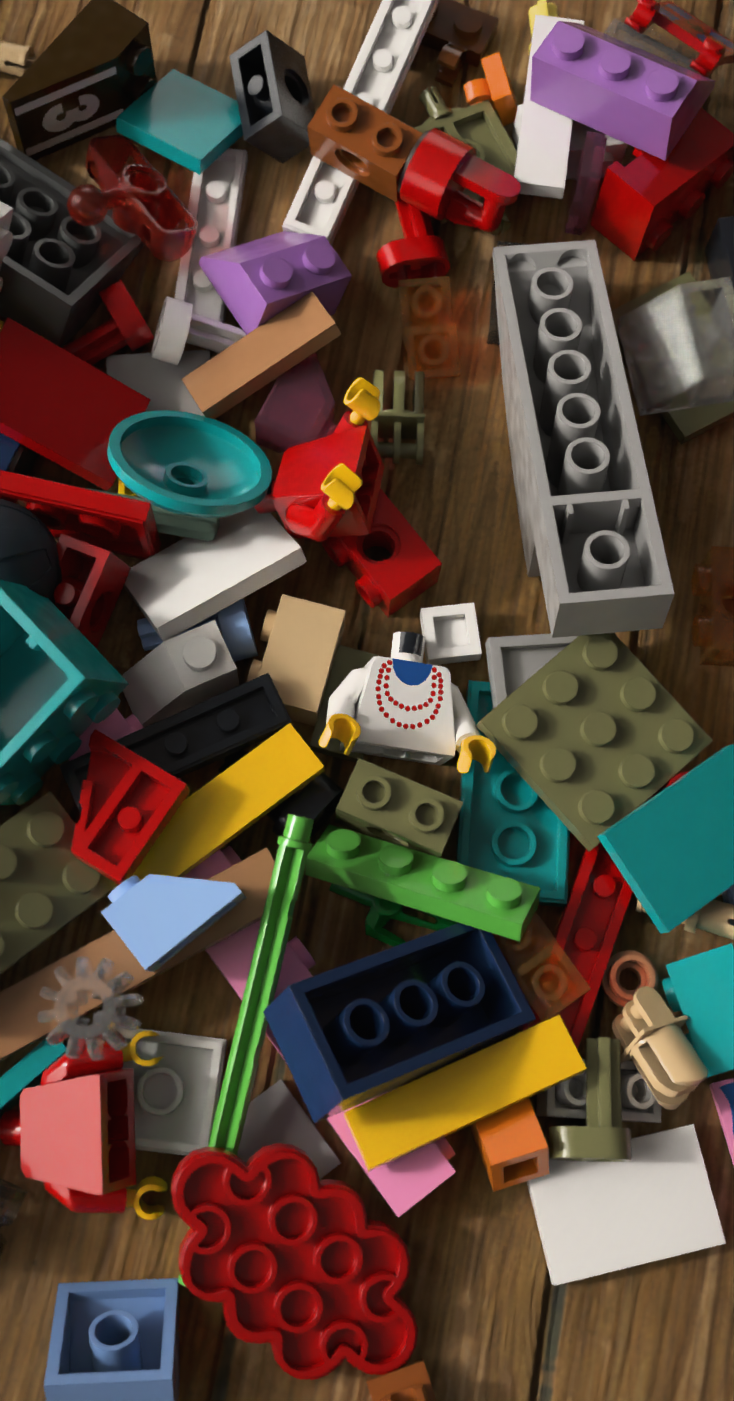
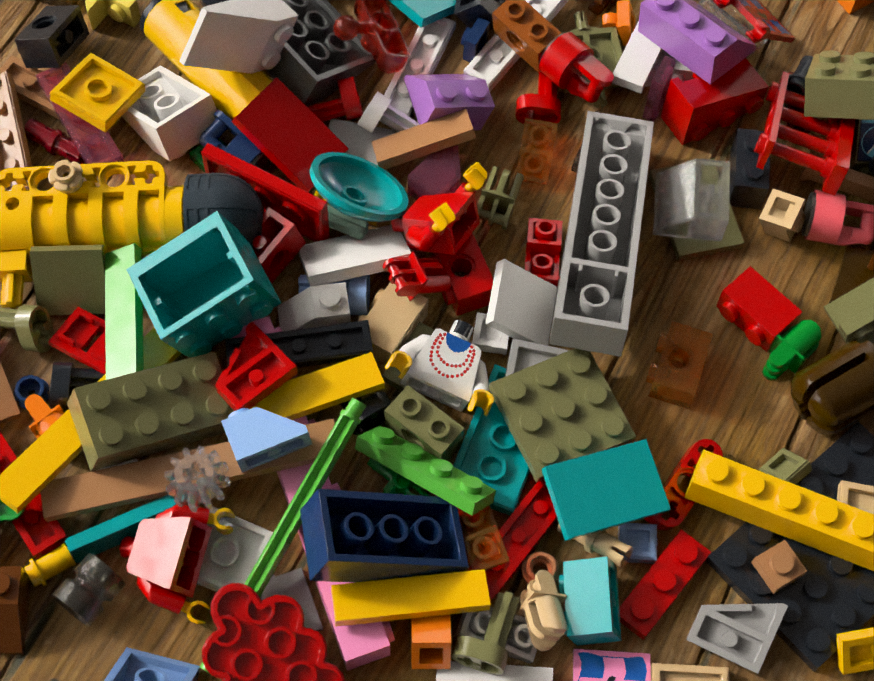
camera: 20 degrees right, 10 degrees down
(285, 172) = (475, 39): none -> dark blue plate
(320, 581) = (416, 275): none -> red arm
(483, 579) = (521, 304): none -> white tile
(485, 486) = (543, 249): none -> red slope

